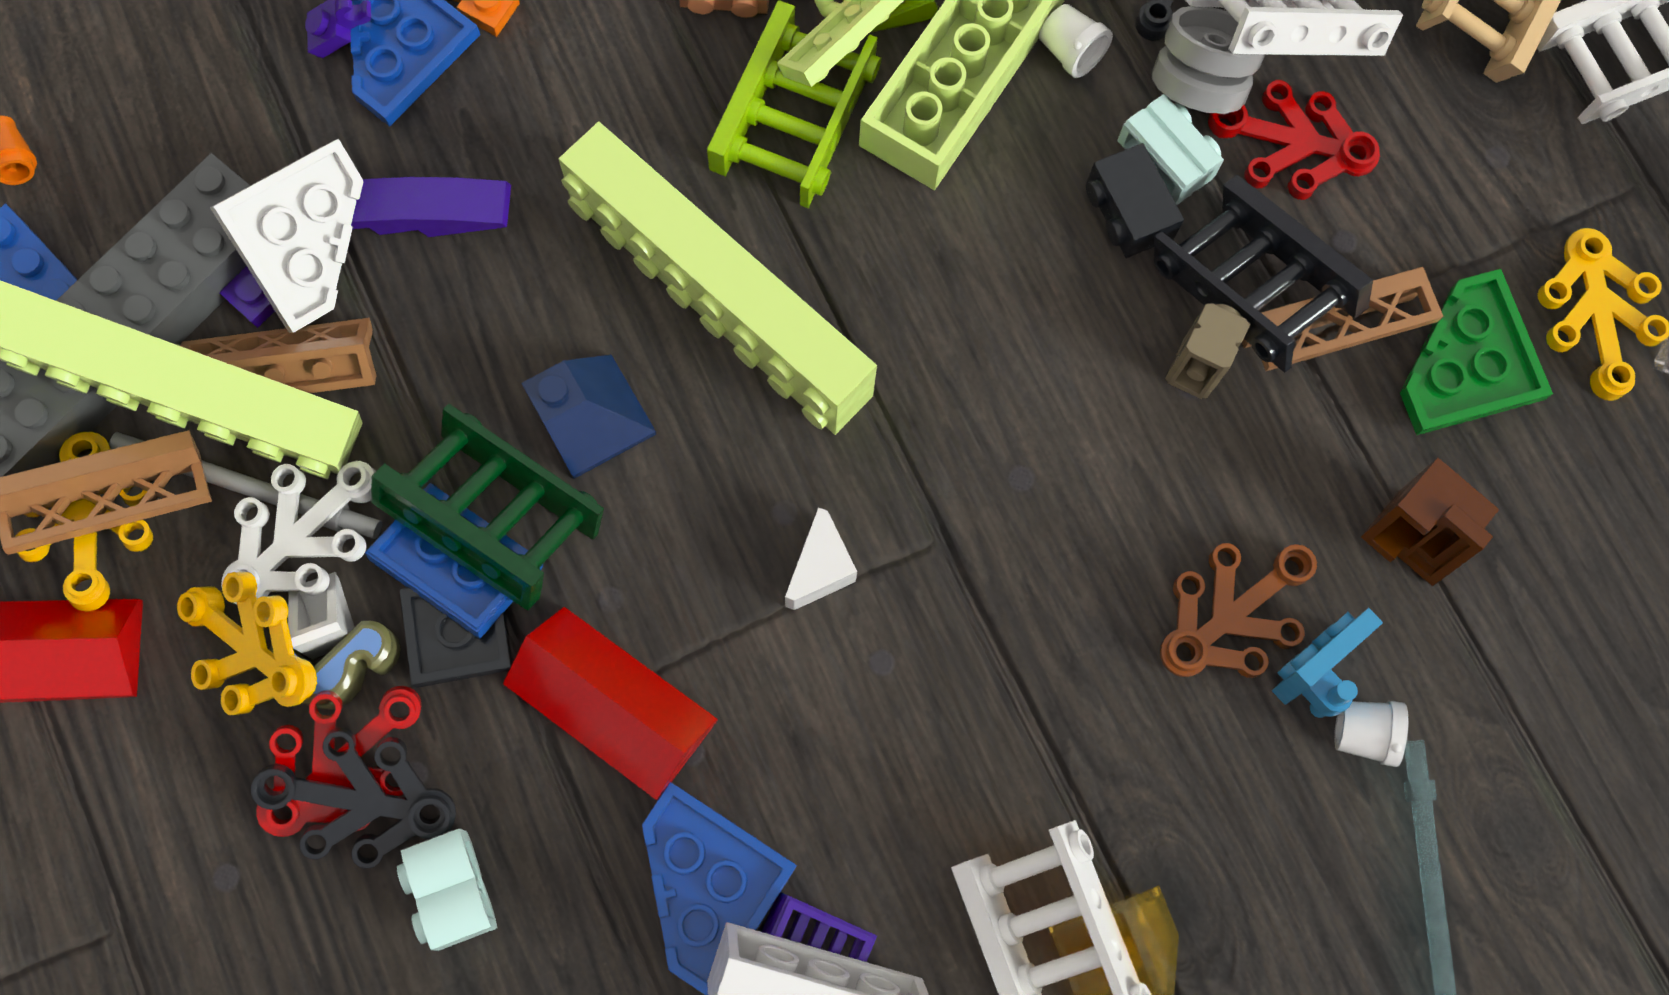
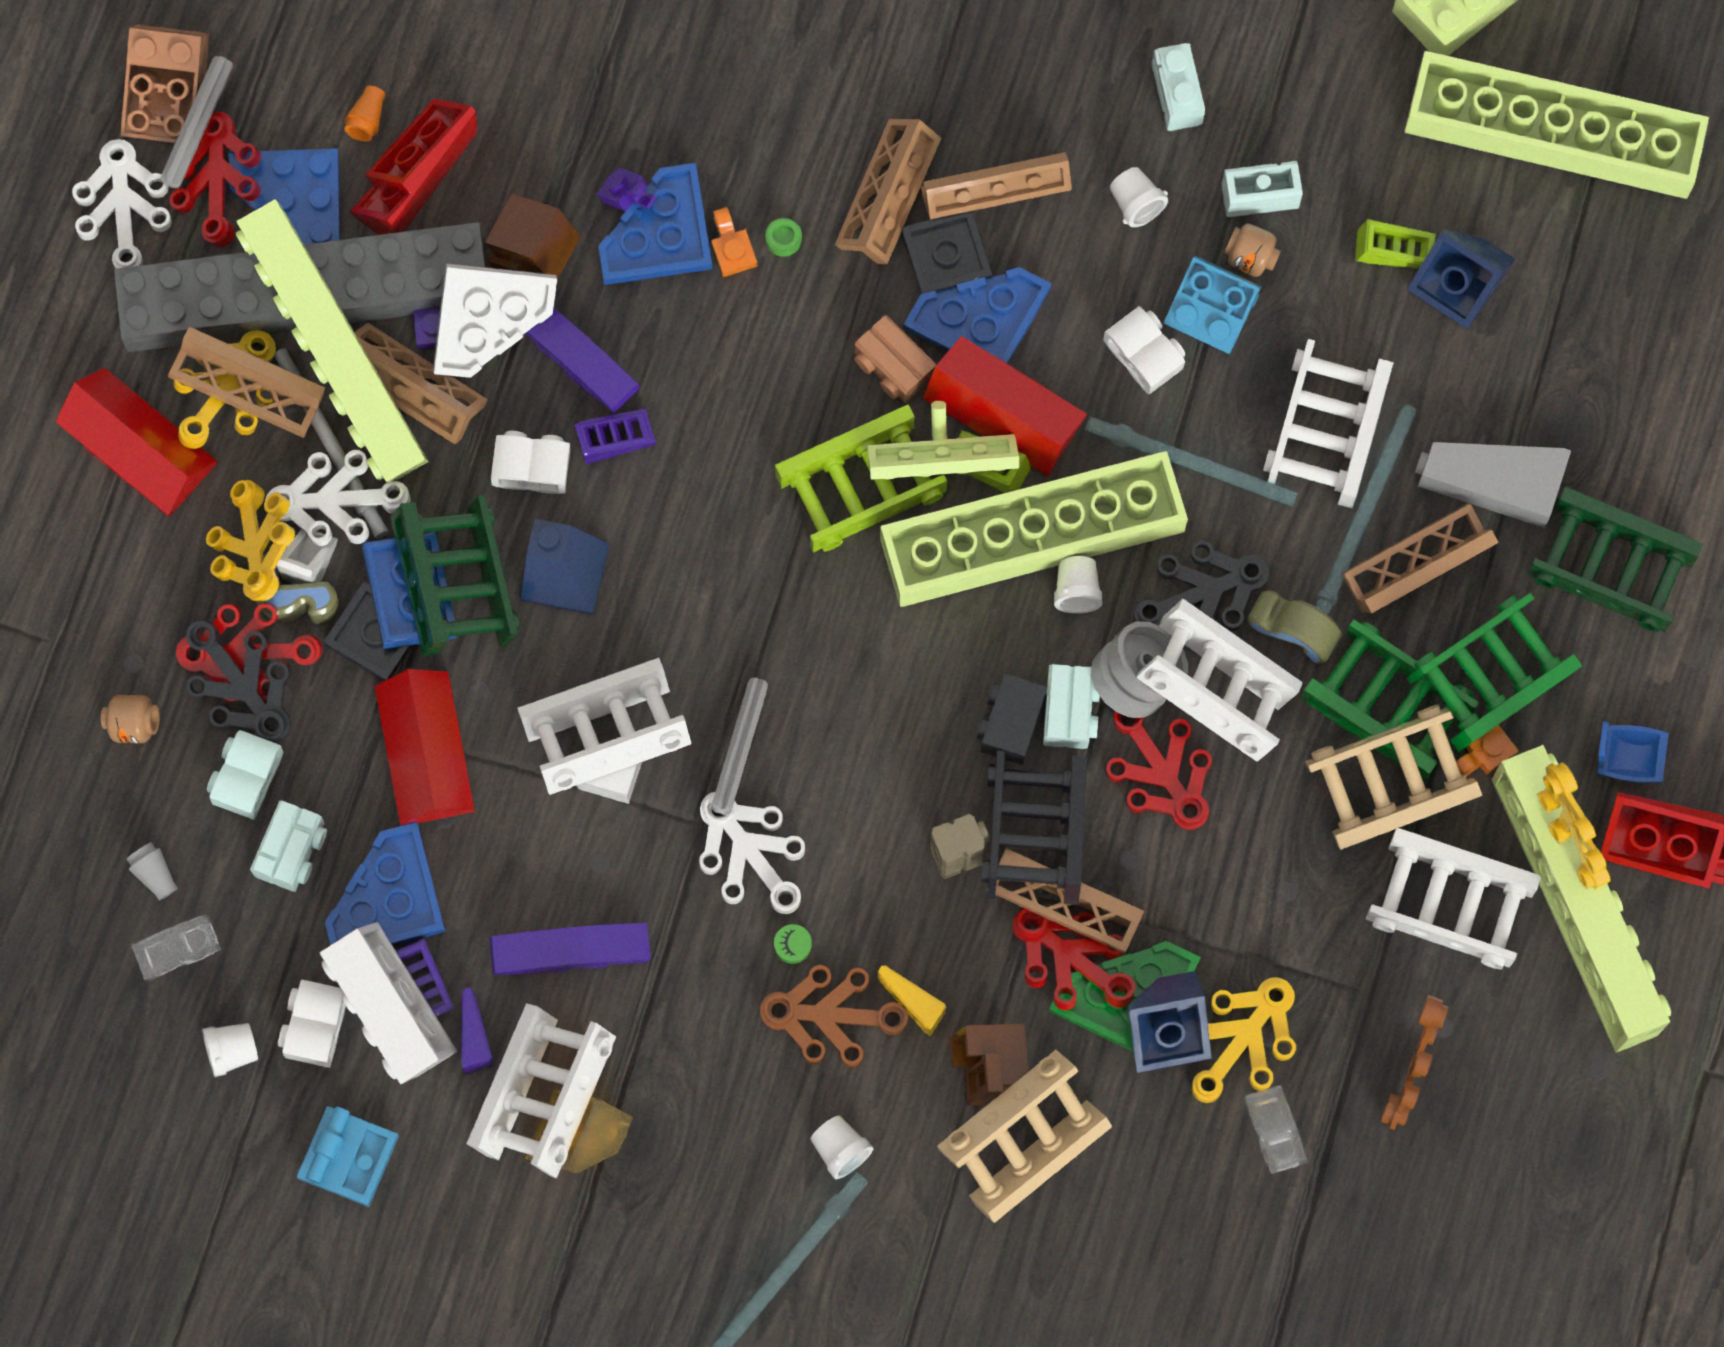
camera: 45 degrees right, 0 degrees up
(102, 156) = (415, 166): none -> red slope
(271, 940) = (130, 718): none -> medium nougat head
(275, 125) = (531, 238): none -> reddish brown plate
(467, 340) = (530, 463): none -> white brick
(518, 285) = (604, 450): none -> dark purple slope
(560, 924) = (288, 846): none -> light aqua brick
(717, 279) = (705, 542): yellowish green brick -> none
(737, 507) = (595, 700): none -> white fence
(919, 439) = (739, 746): none -> light grey axle
(934, 954) = (474, 1042): none -> dark purple slope
(936, 774) = (569, 948): none -> dark purple slope
(1008, 524) = (747, 847): none -> white plant
(1135, 577) = (792, 944): none -> bright green tile
(1311, 669) = (833, 1078): dark azure plate -> none
(1316, 529) = (919, 1004): none -> yellow slope
(1394, 370) = (1068, 954): none -> red plant
(1535, 564) = (1040, 1160): none -> tan fence
(1553, 339) = (1169, 1023): none -> dark blue slope

